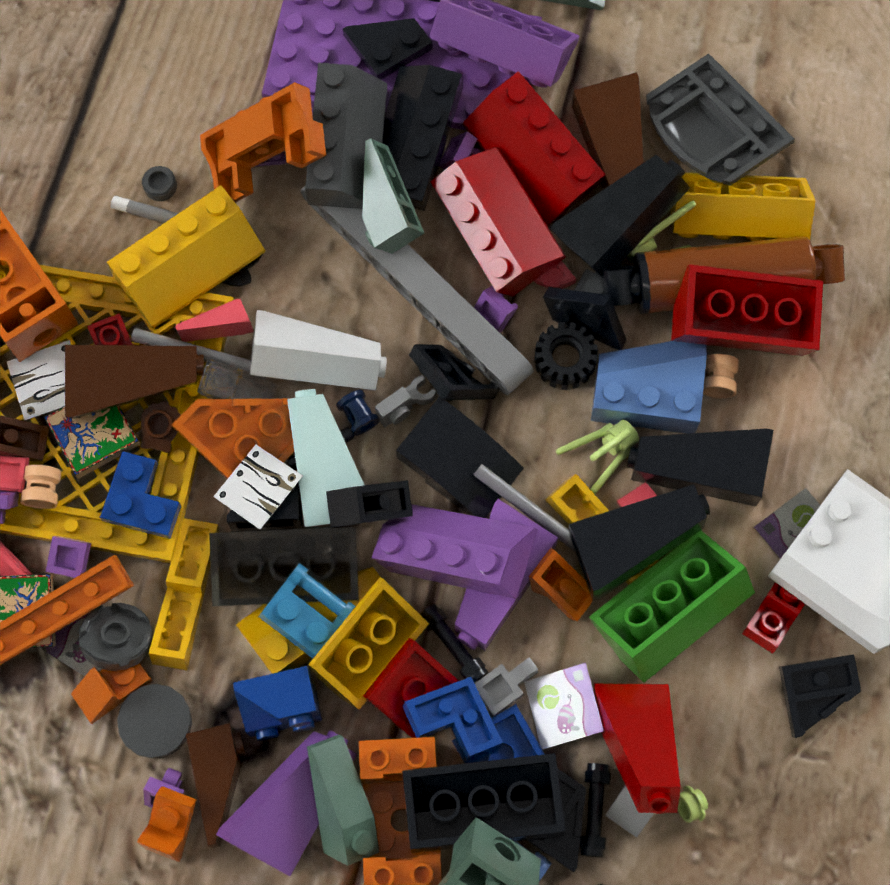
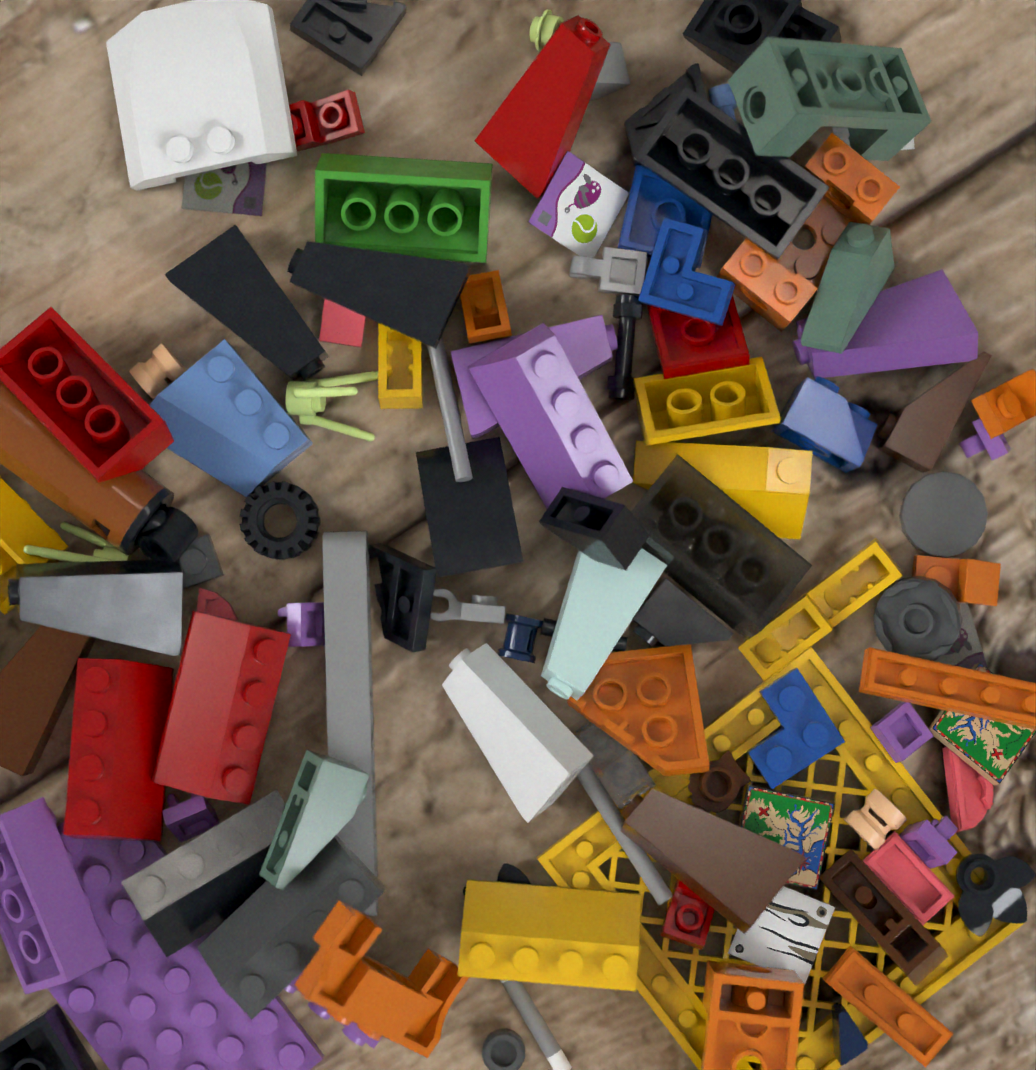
camera: 140 degrees left, 15 degrees up
(219, 322) = (569, 835): coral slope -> none
(258, 486) = (677, 640): white sticker -> none
(299, 620) = (749, 478): dark azure plate -> none
(388, 44) = (154, 995): black wing -> none
(587, 310) = (225, 541): black wing -> none
(597, 776) = (605, 124): black bar -> none

